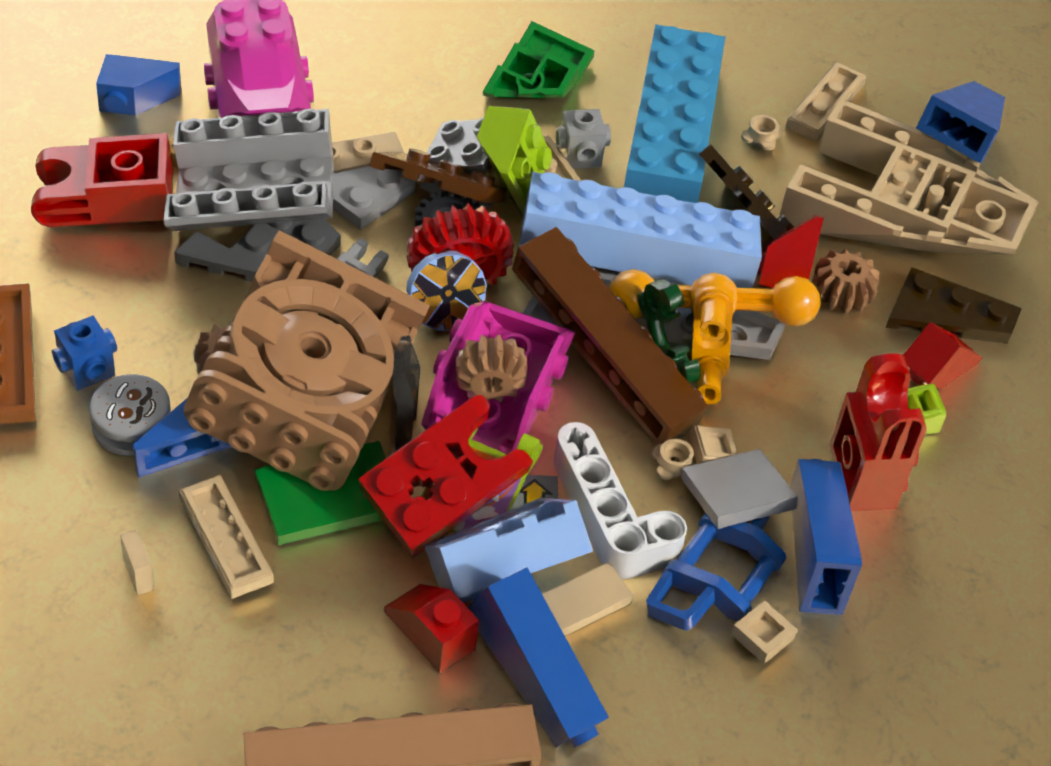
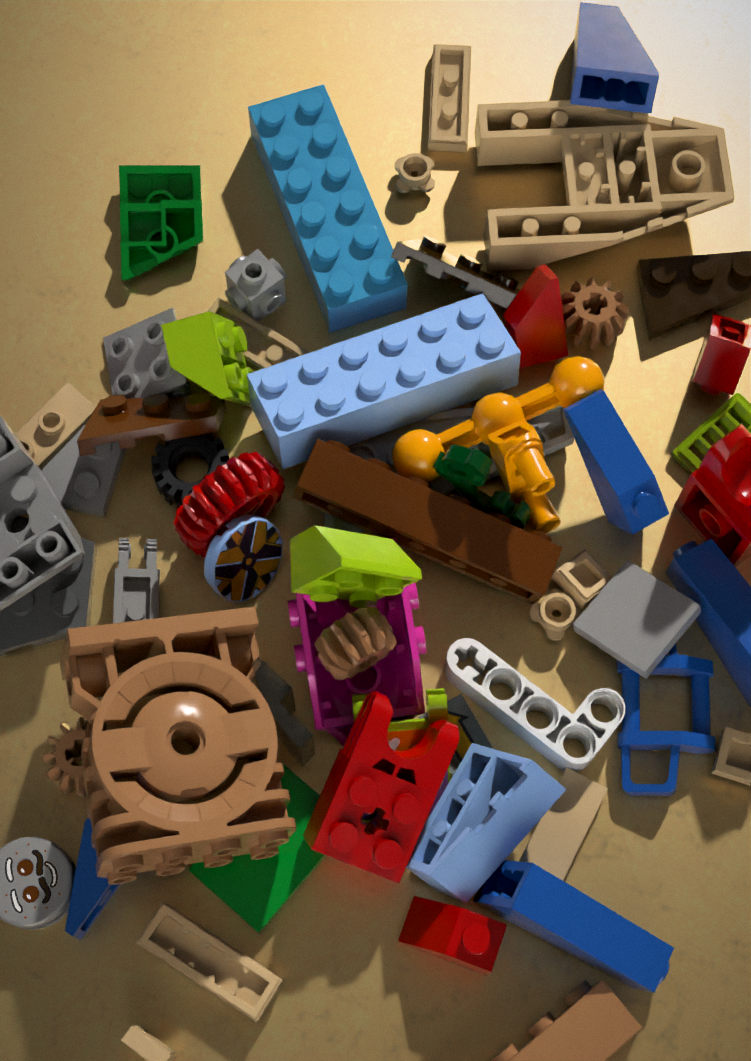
camera: 25 degrees left, 20 degrees up
(519, 310) = (349, 566): none -> lime slope
(790, 369) = (615, 464): none -> blue slope

